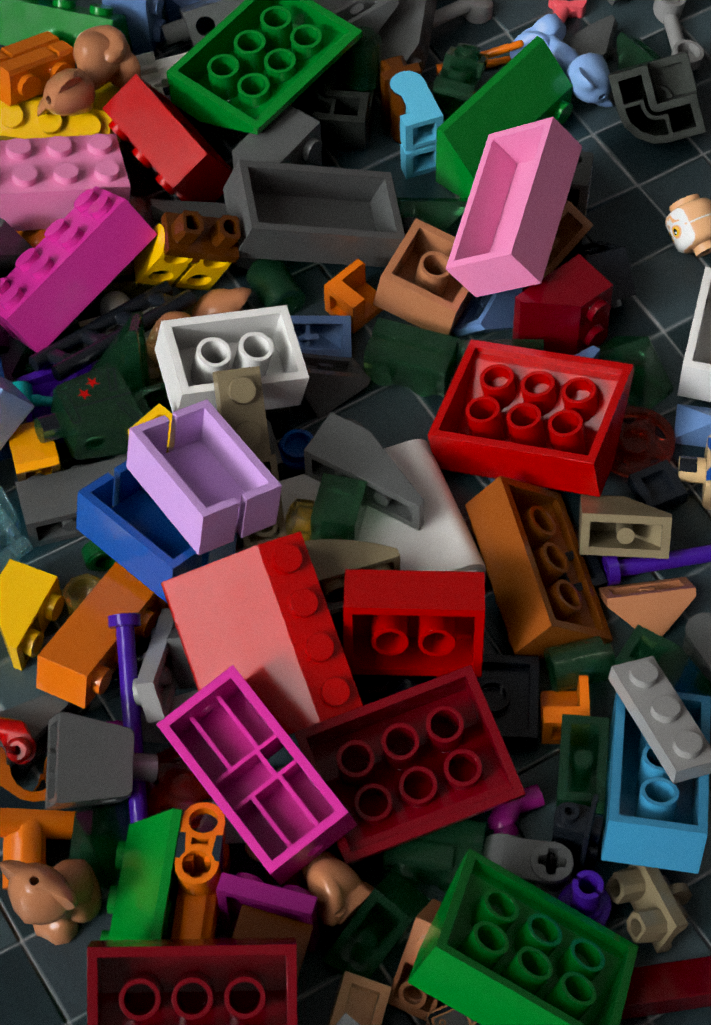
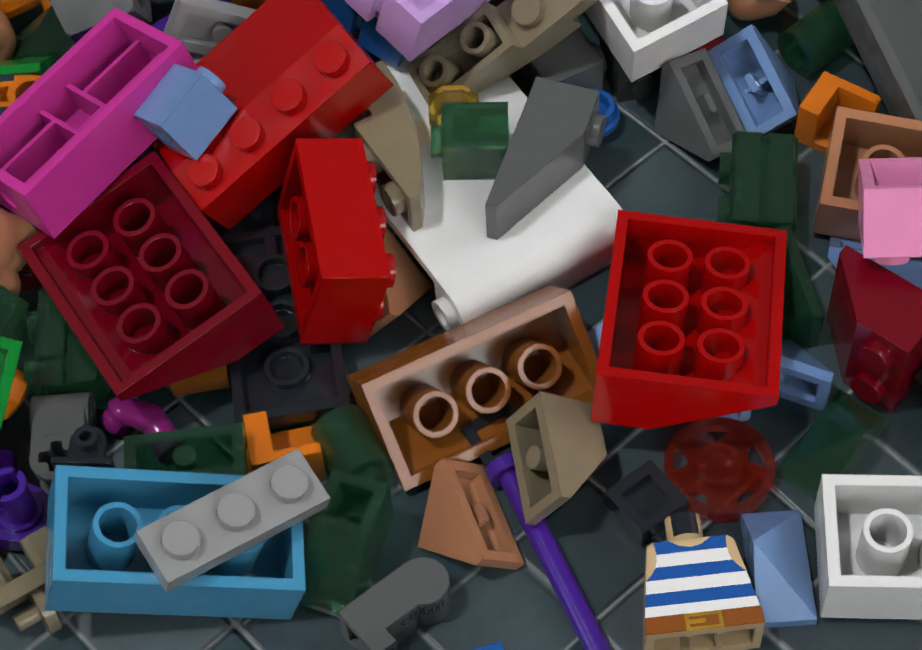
camera: 80 degrees right, 0 degrees up
(285, 684) = (187, 110): none -> medium blue brick

